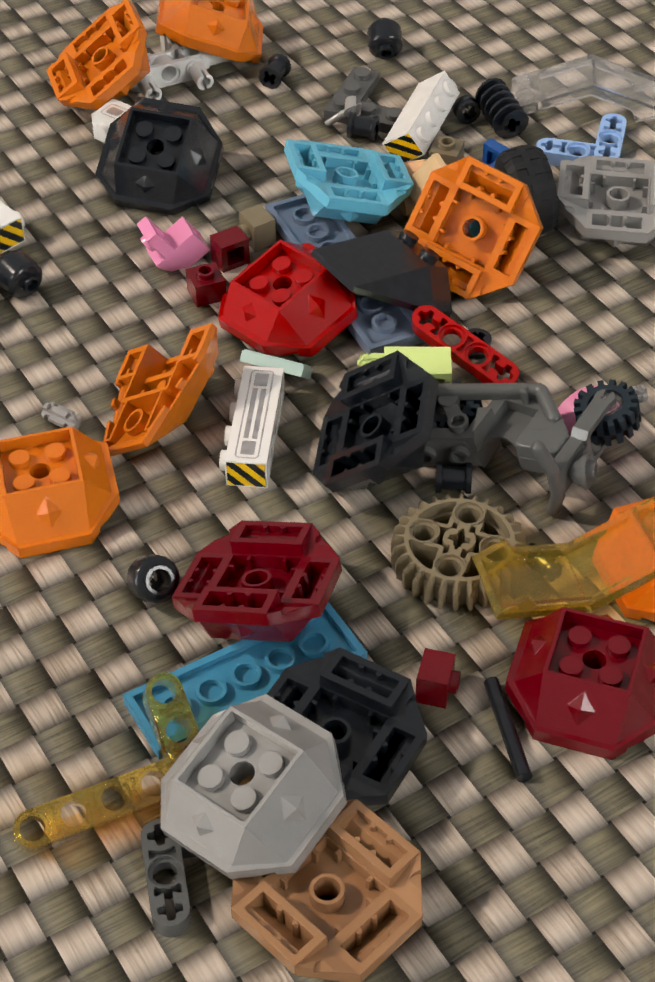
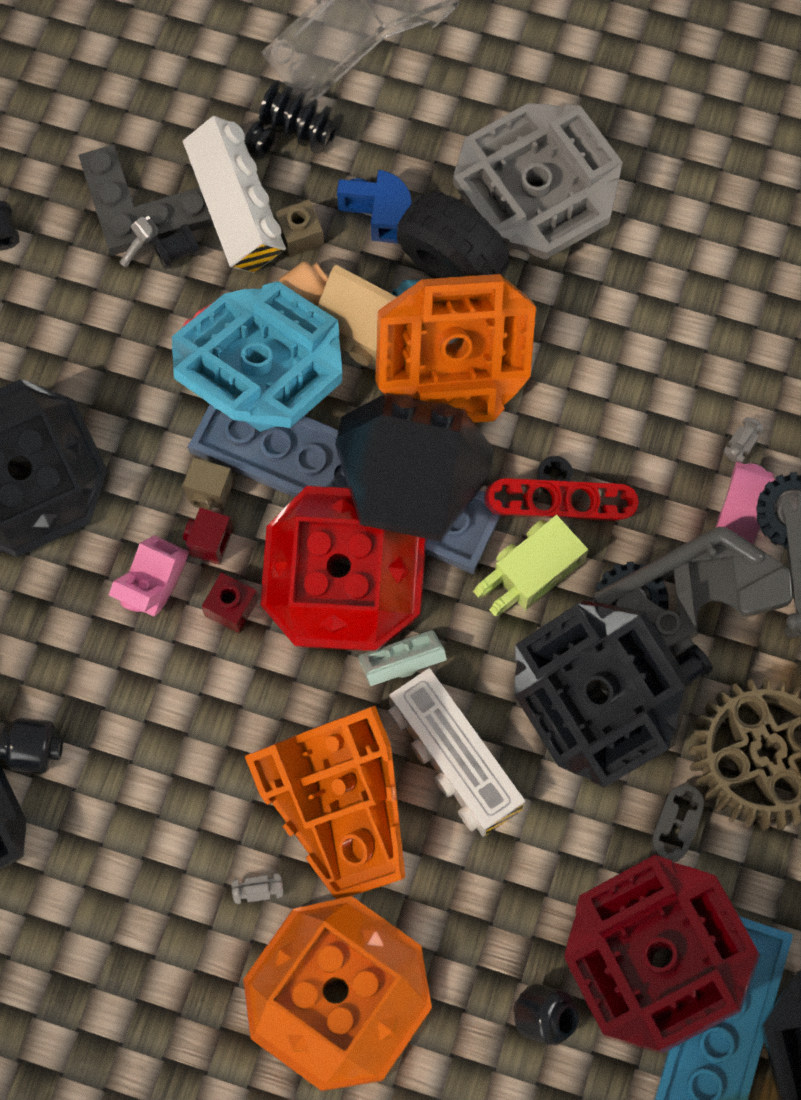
camera: 40 degrees left, 25 degrees up
(359, 553) = (668, 820): none -> dark grey beam
(384, 38) = (74, 86): black head -> none
(564, 149) = (435, 112): light blue beam -> none

